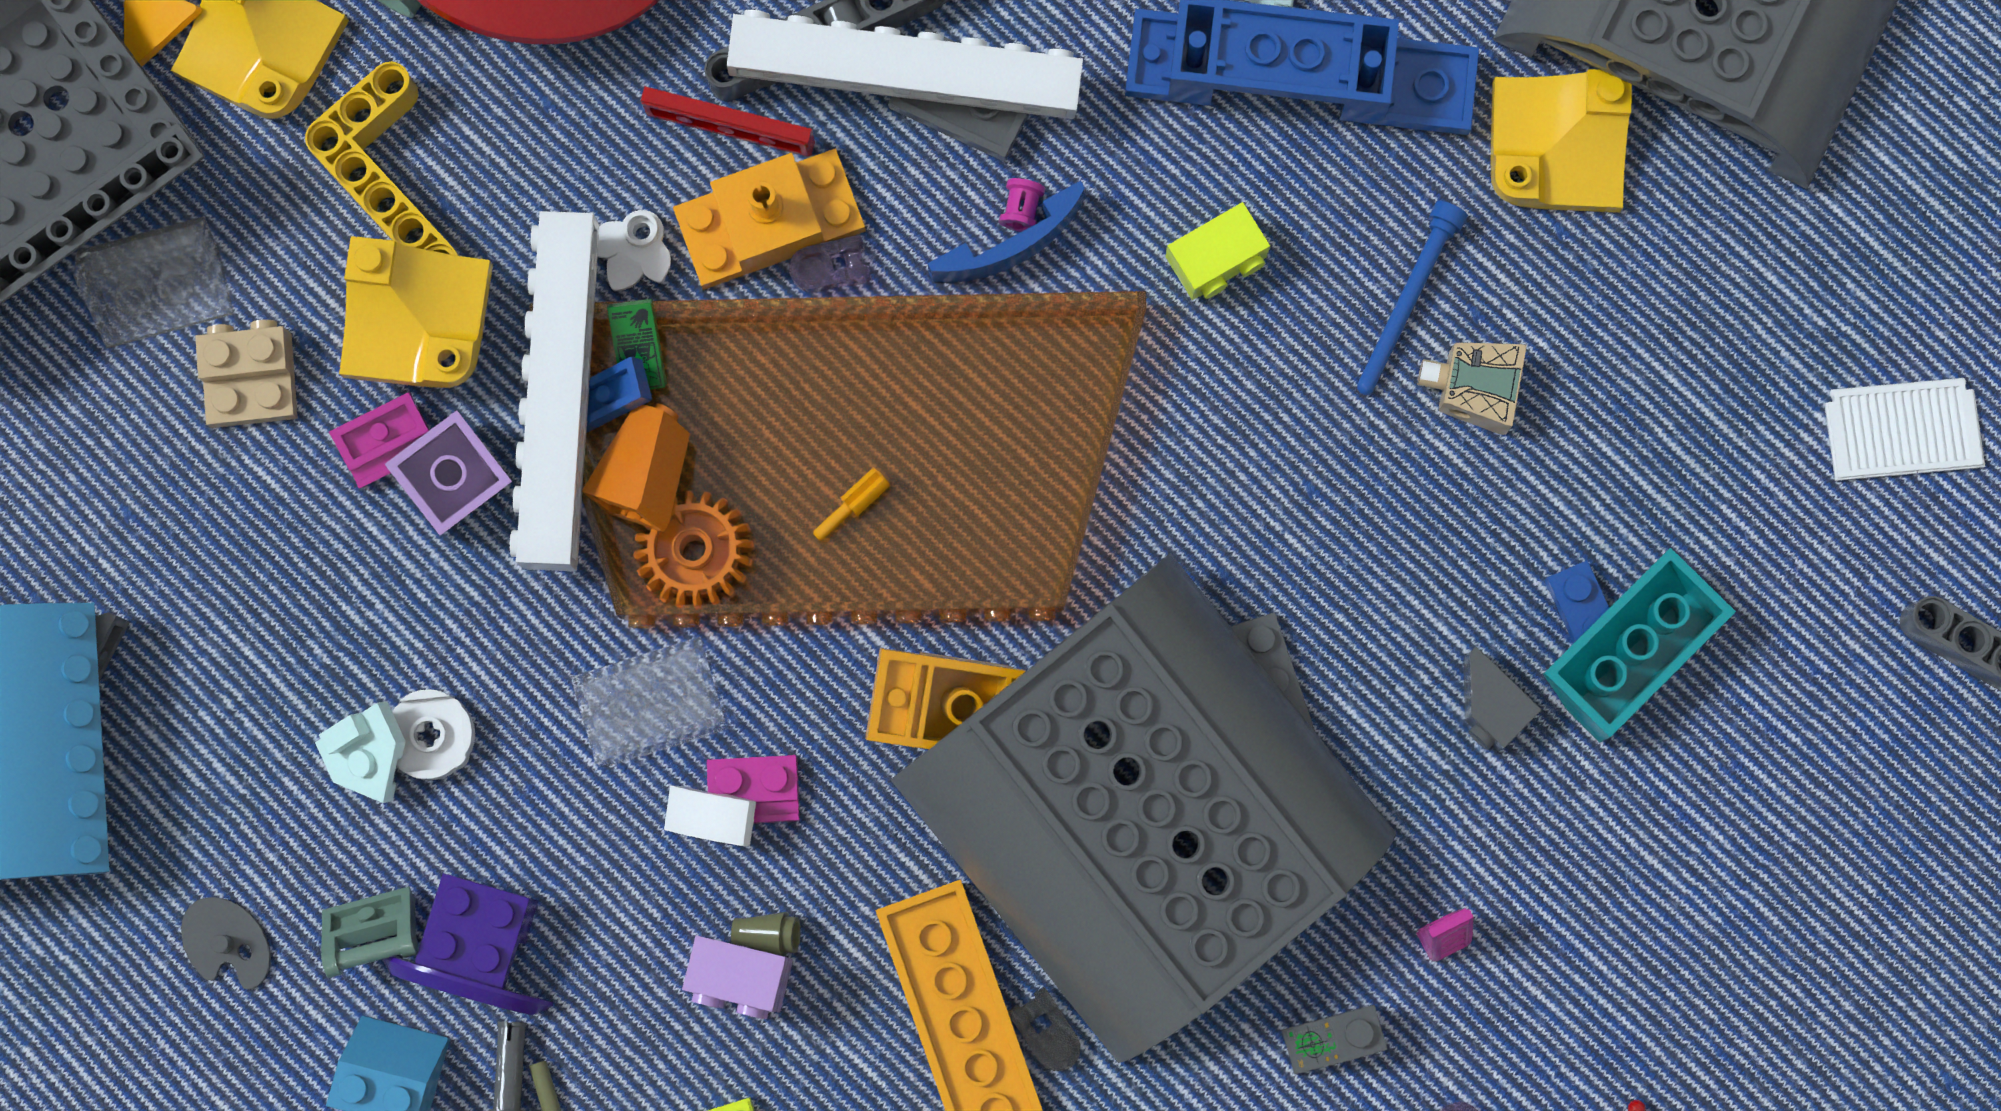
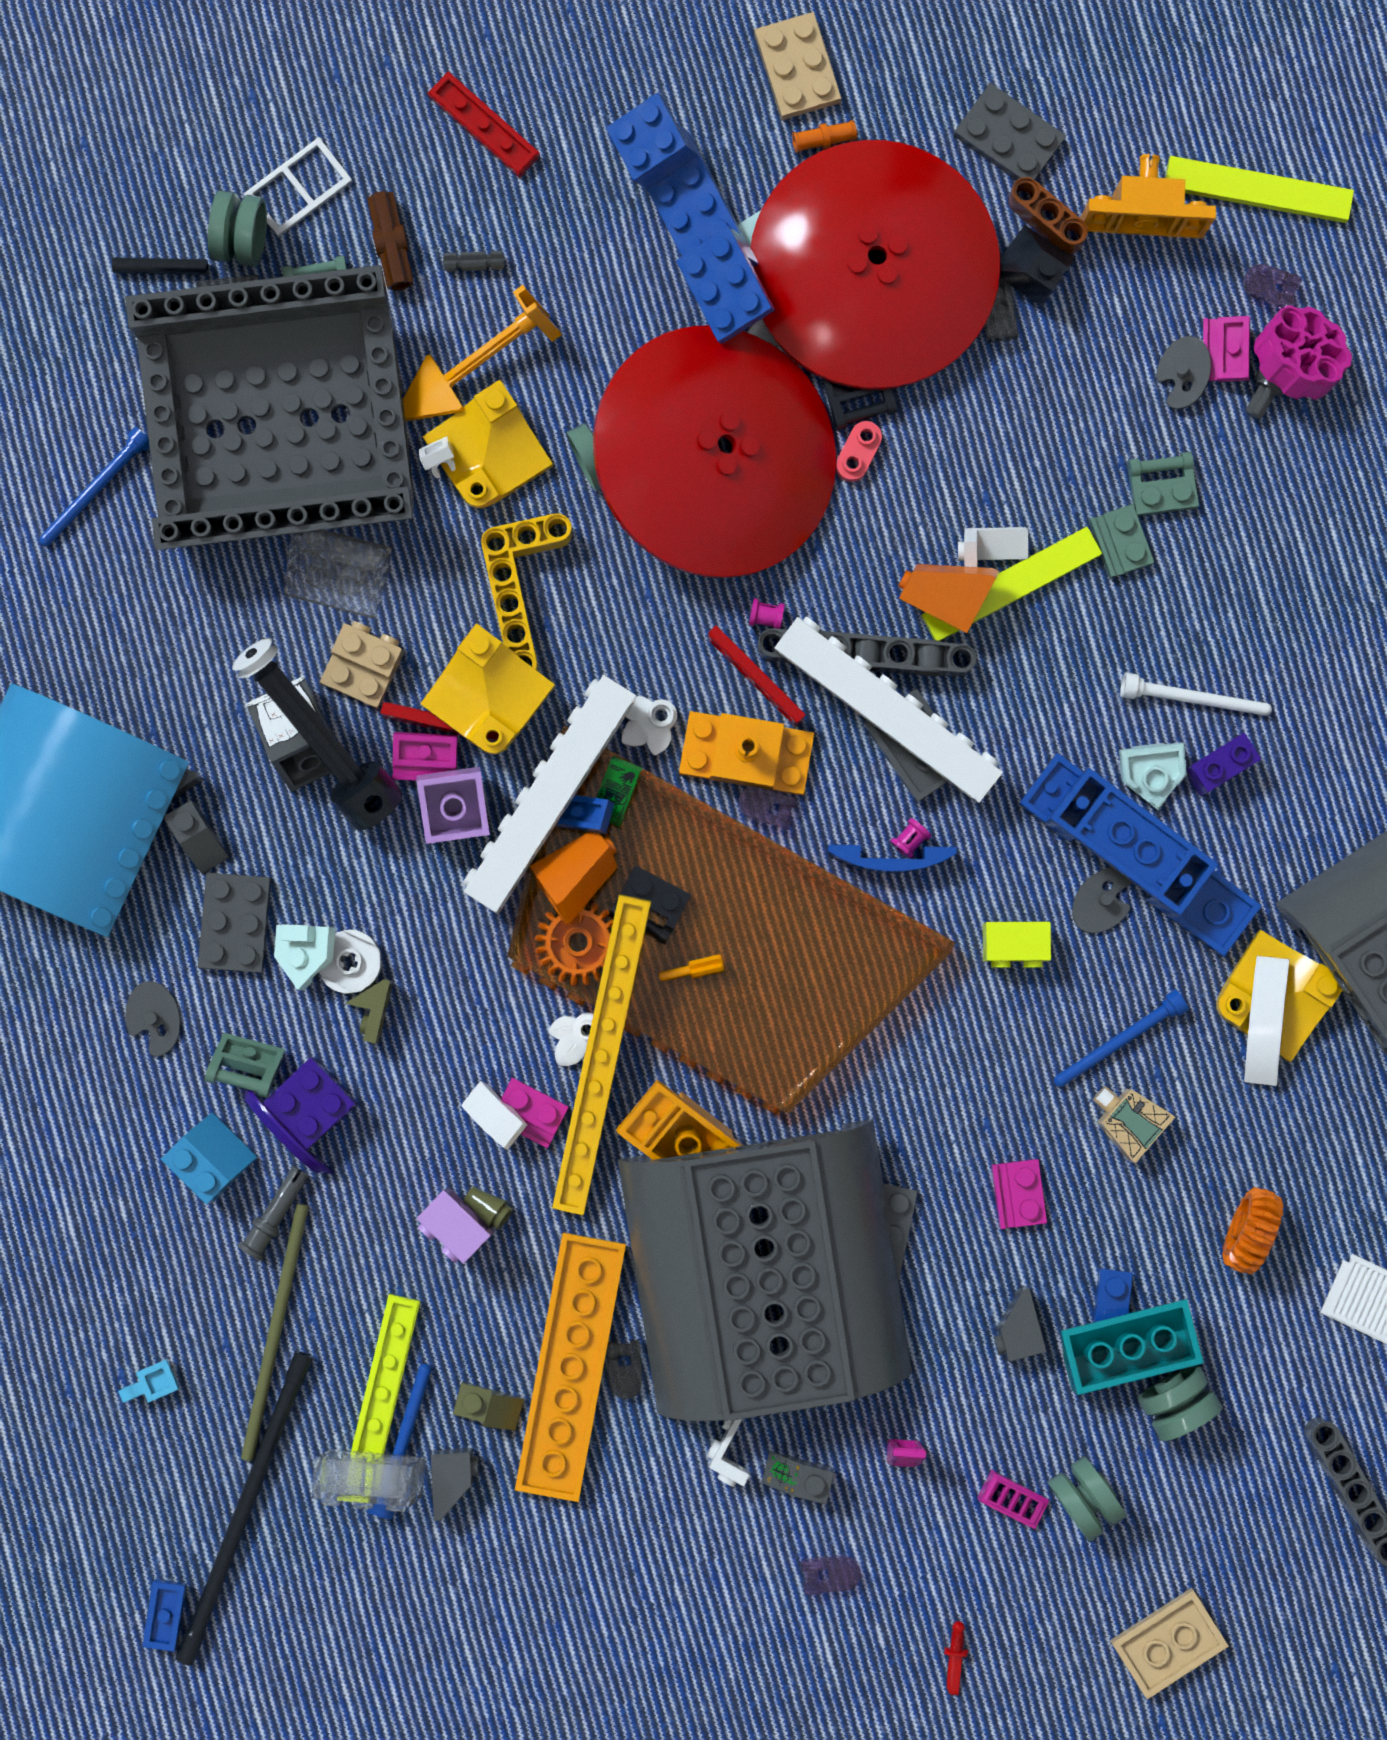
camera: 20 degrees right, 5 degrees up
(156, 691) = (196, 836): none -> dark grey slope
(197, 77) = (437, 453): none -> white tile
(212, 500) = (284, 745): none -> dark grey slope
(262, 770) = (234, 922): none -> dark grey plate
(309, 510) = (363, 792): none -> black piece
(353, 397) = (421, 718): none -> red tile
(488, 762) = (377, 1001): none -> olive slope
(650, 702) = (497, 1022): clear brick -> none
(698, 44) = (766, 614): none -> dark pink bush
(755, 444) = (665, 899): none -> black plate
(761, 675) = (571, 1038): none -> white plate
(798, 665) = (601, 1054): none -> yellow plate
(1247, 1082) = (728, 1470): none -> white bracket
(1289, 163) = (1098, 909): none -> dark grey piece
(1396, 546) = (1018, 1193): none -> dark pink plate
(1565, 175) = (1266, 1020): none -> white slope
(1573, 921) = (989, 1488): none -> dark pink slope
(1696, 857) = (1087, 1498): none -> sand green wheel
(1698, 424) = (1252, 1230): none -> orange gear
(1737, 677) = (1180, 1403): none -> sand green wheel
(1899, 977) = (1169, 1643): none -> tan plate

